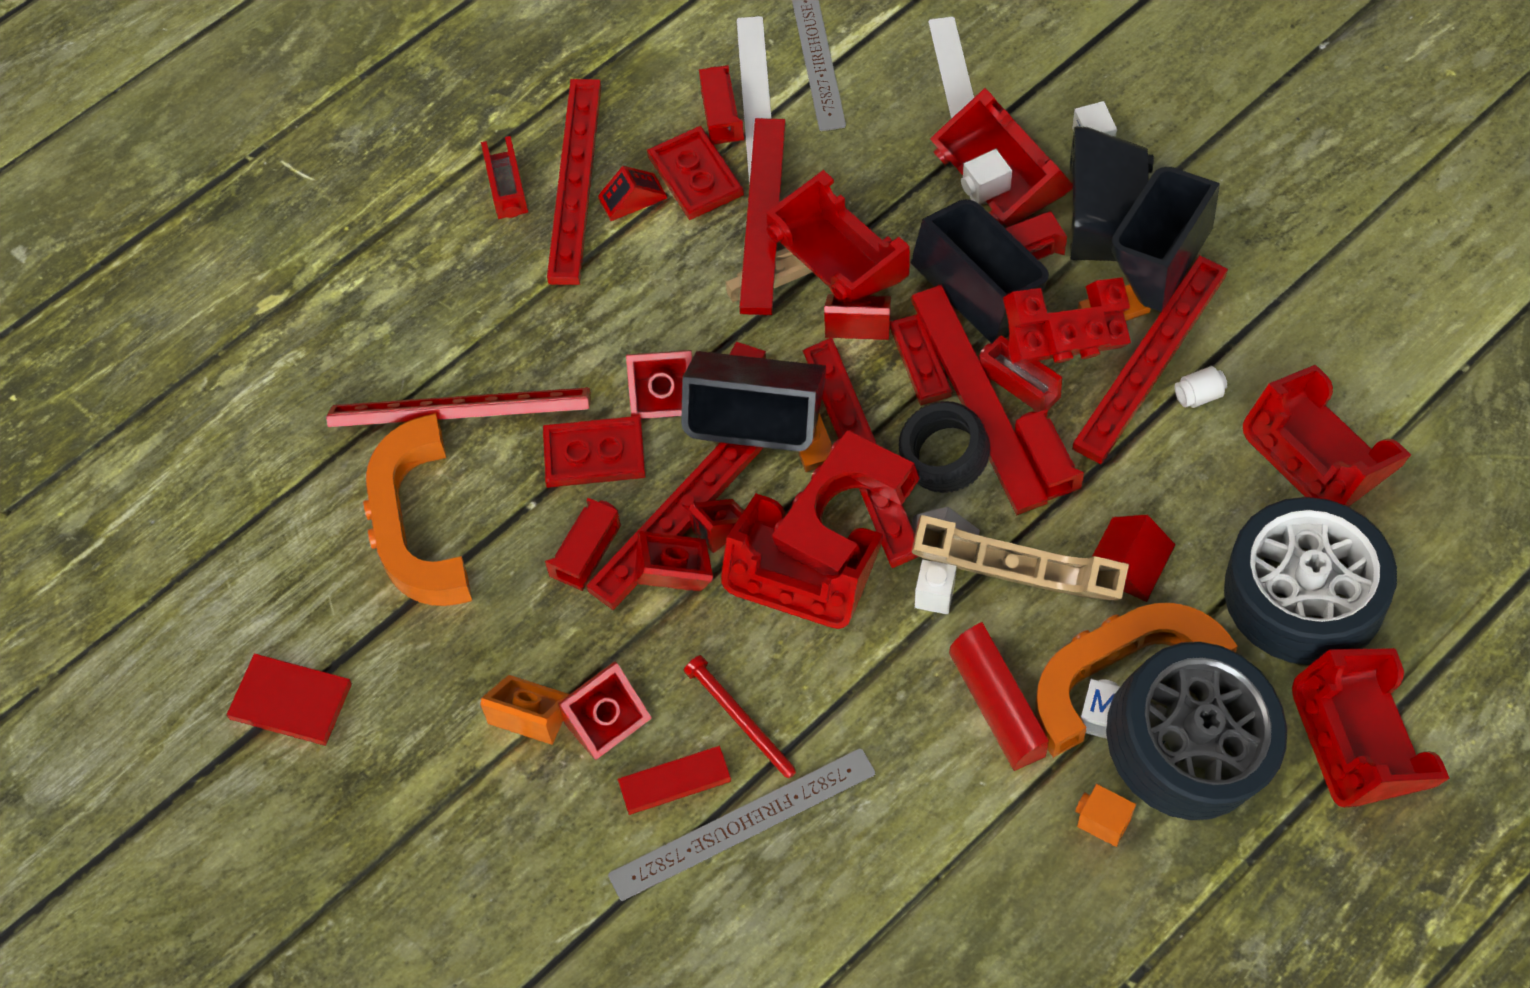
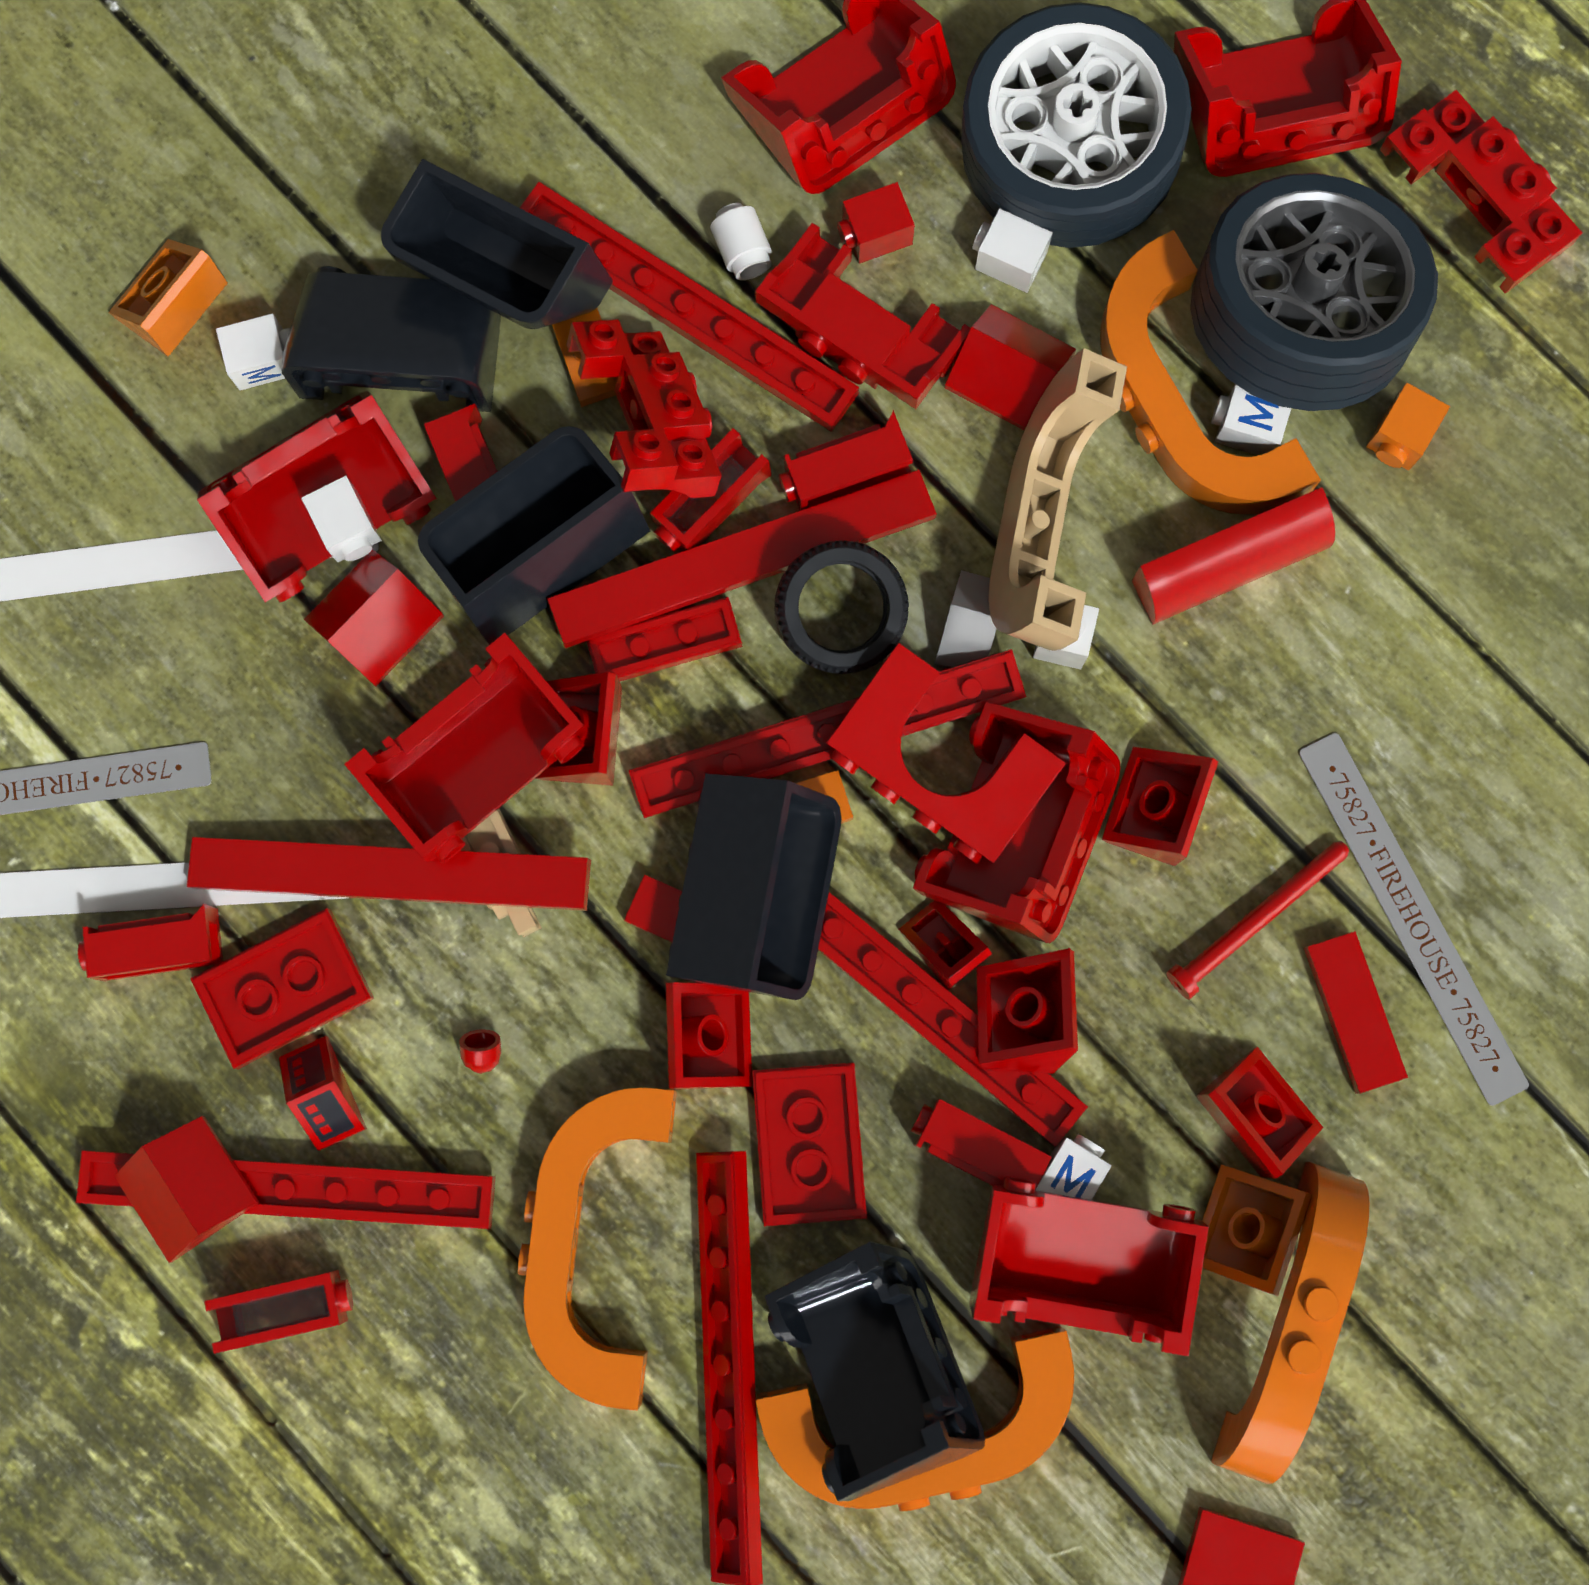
camera: 90 degrees left, 20 degrees up
(454, 484) = (878, 1369): none -> black windscreen
(477, 715) = (1302, 1342): none -> orange arch
(506, 589) = (1090, 1265): none -> red windscreen
(533, 313) = (575, 1359): none -> orange arch
(566, 596) = (1075, 1169): none -> white brick
(577, 126) = (185, 1187): none -> red slope
(655, 270) = (480, 1050): none -> red hinge
(816, 653) = (1160, 803): none -> red slope
(920, 195) = (374, 617): none -> red slope
(1126, 85) = (170, 295): none -> orange slope
(1144, 446) = (852, 328): none -> red bracket
(1213, 551) = (1011, 249): none -> white brick
(1224, 467) = (876, 223): none -> red brick
(1312, 883) = (1492, 180): none -> red bracket

